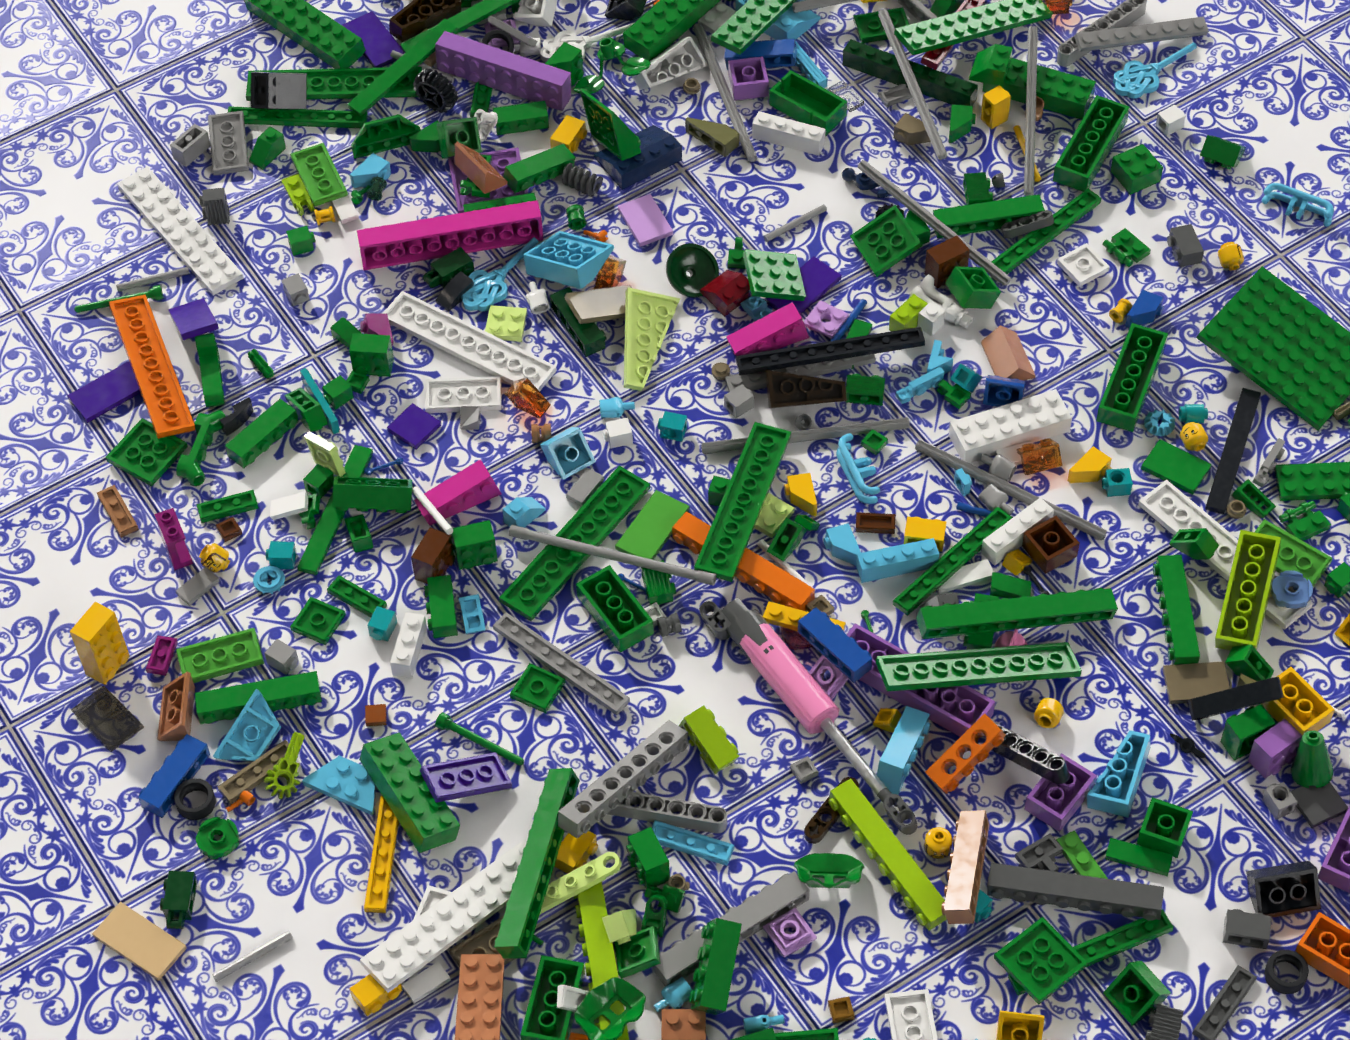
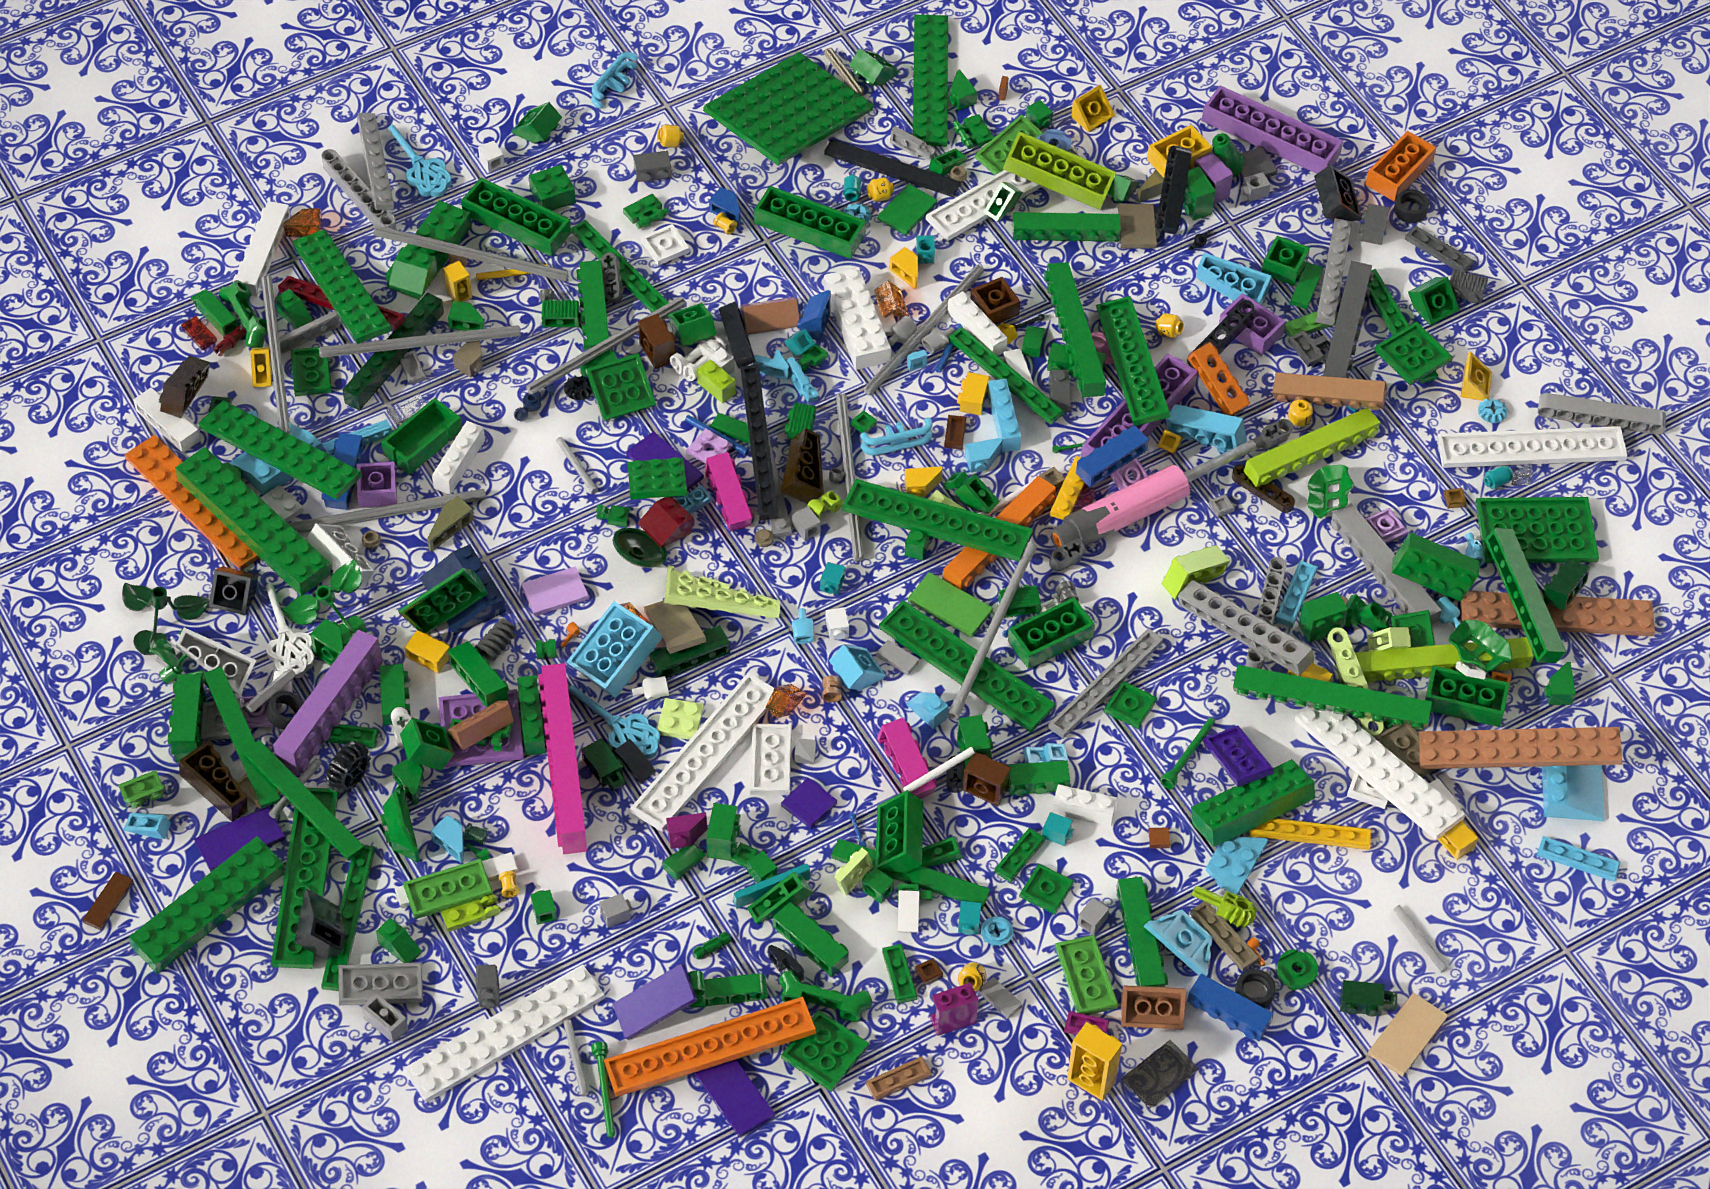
camera: 90 degrees left, 0 degrees up
(765, 417) = (828, 501): none -> lime leg
(964, 325) = (737, 334): none -> black beam
(1173, 883) = (1333, 272): none -> light grey plate

